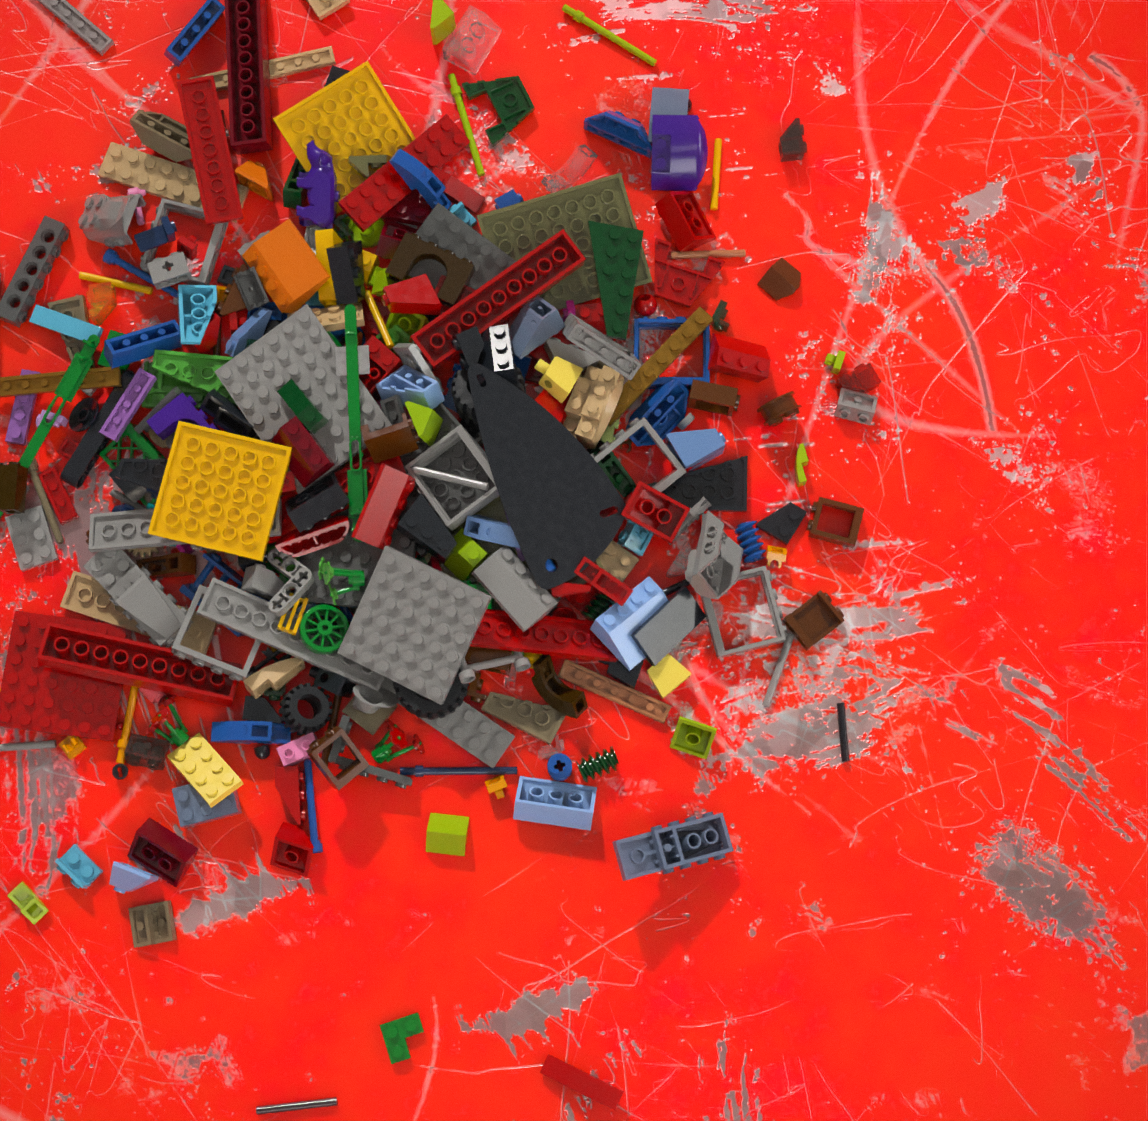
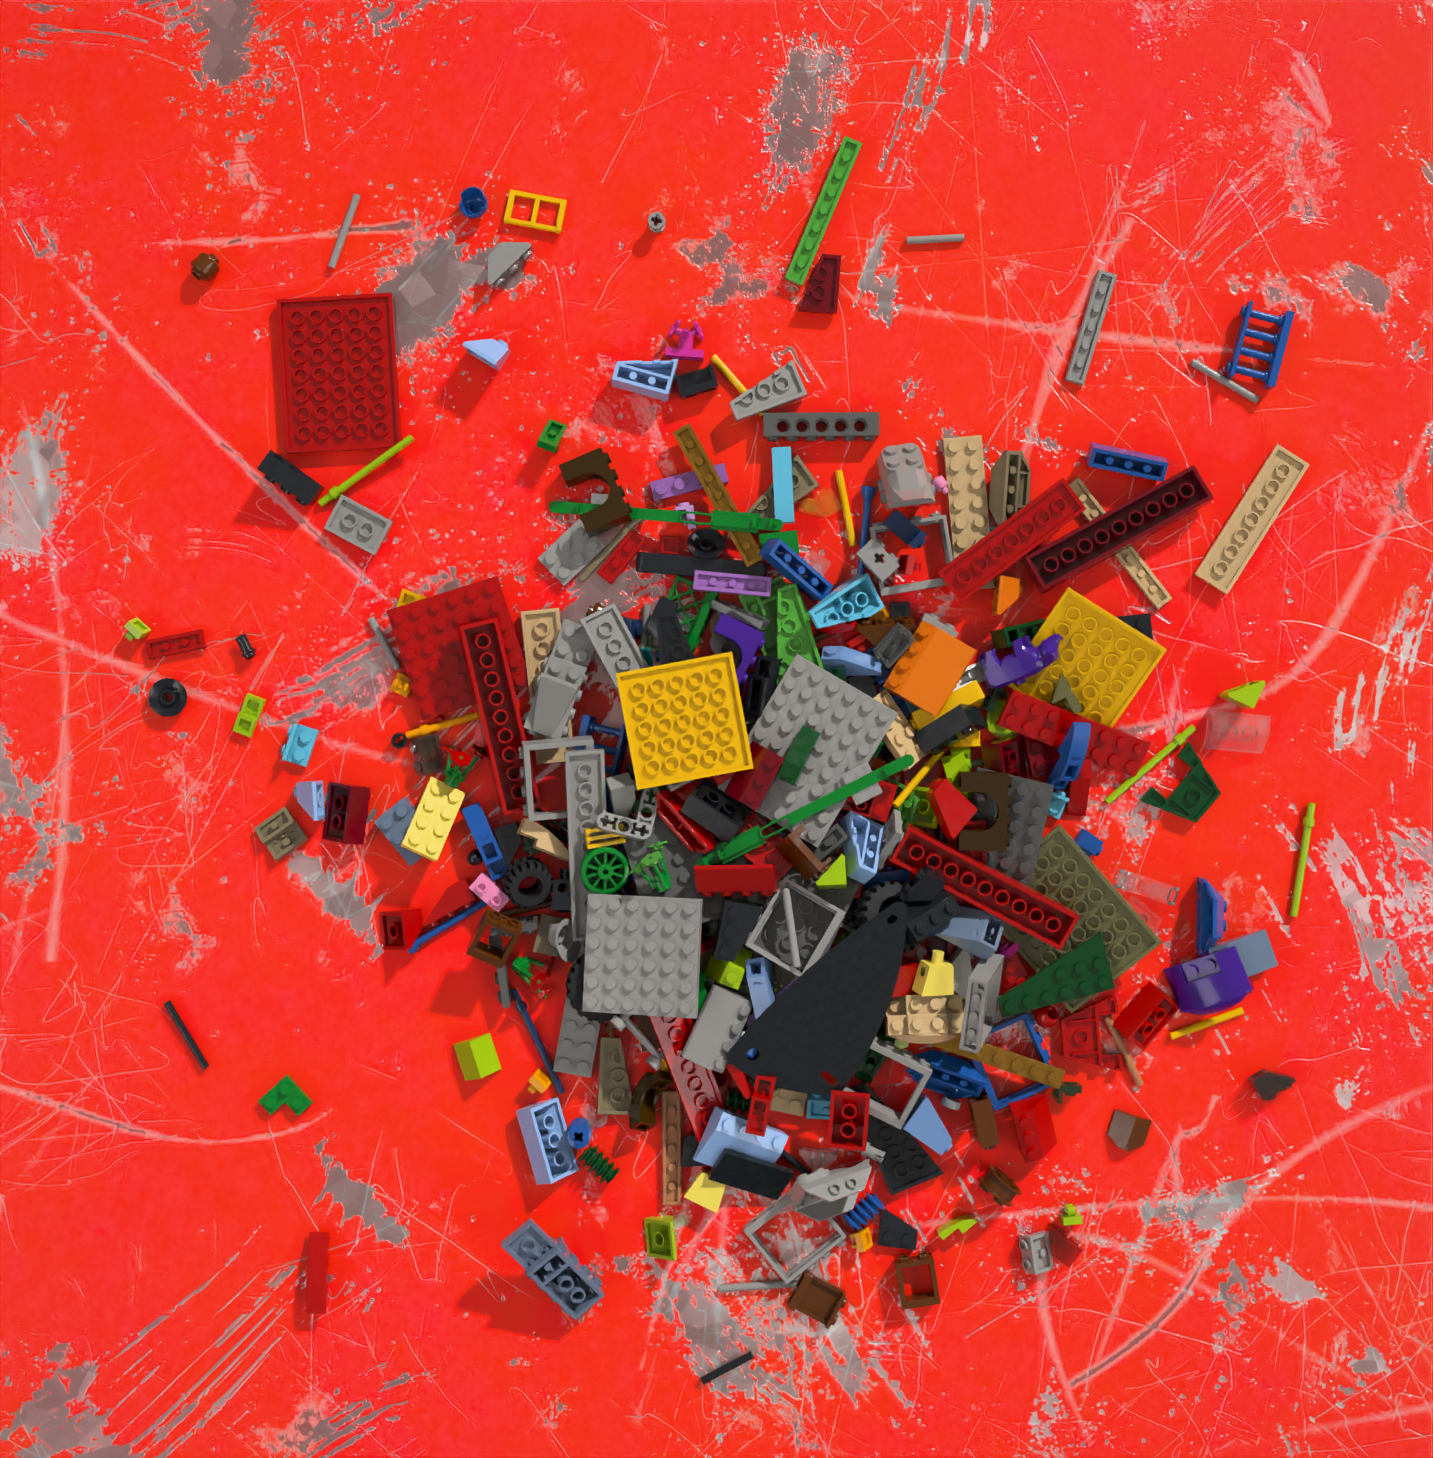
camera: 65 degrees right, 10 degrees up
(169, 565) = (602, 691): reddish brown slope -> none

